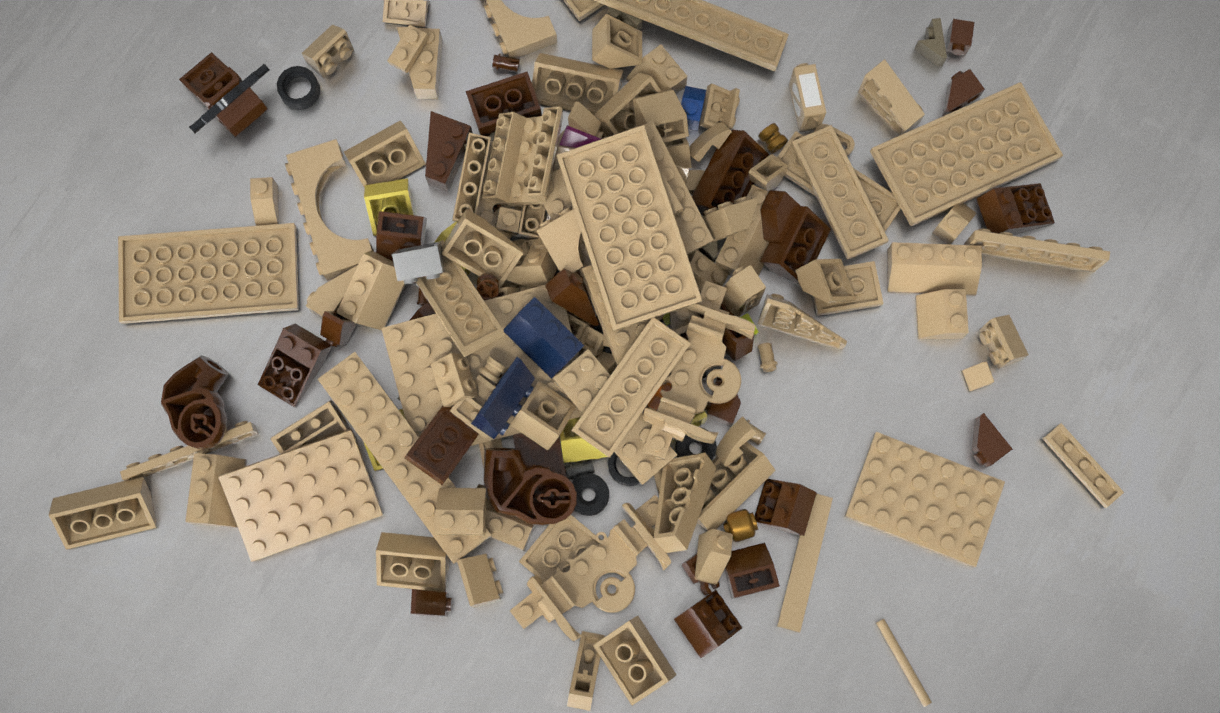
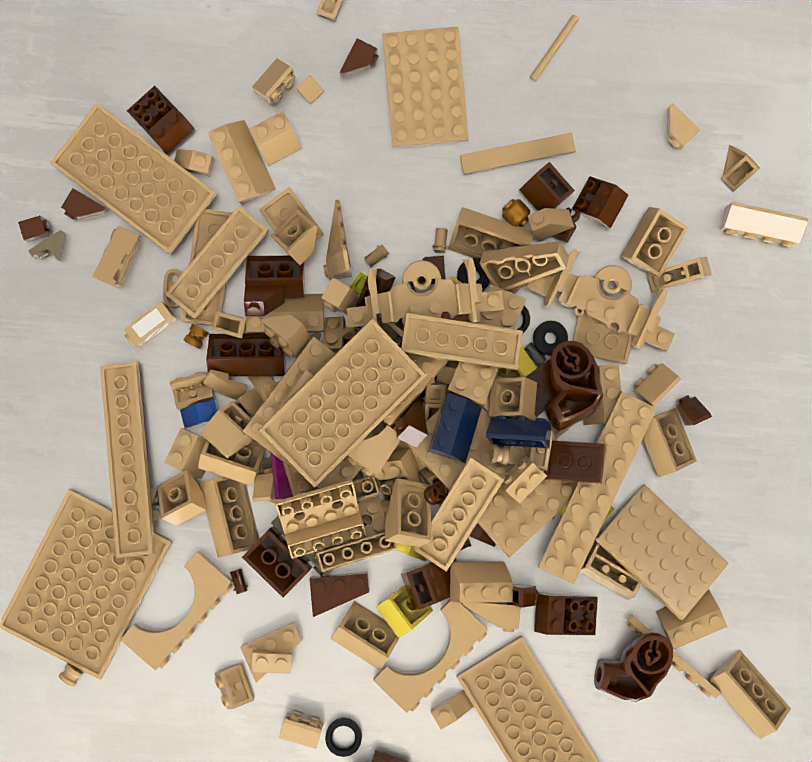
camera: 115 degrees left, 10 degrees up
(419, 262) = (444, 555): light grey slope -> none
(461, 511) = (618, 420): tan slope -> none
(508, 220) = (372, 507): tan plate -> none
(737, 435) = (454, 248): tan slope -> none
(785, 506) = (485, 187): reddish brown slope -> none
(1038, 251) = (190, 95): tan plate -> none

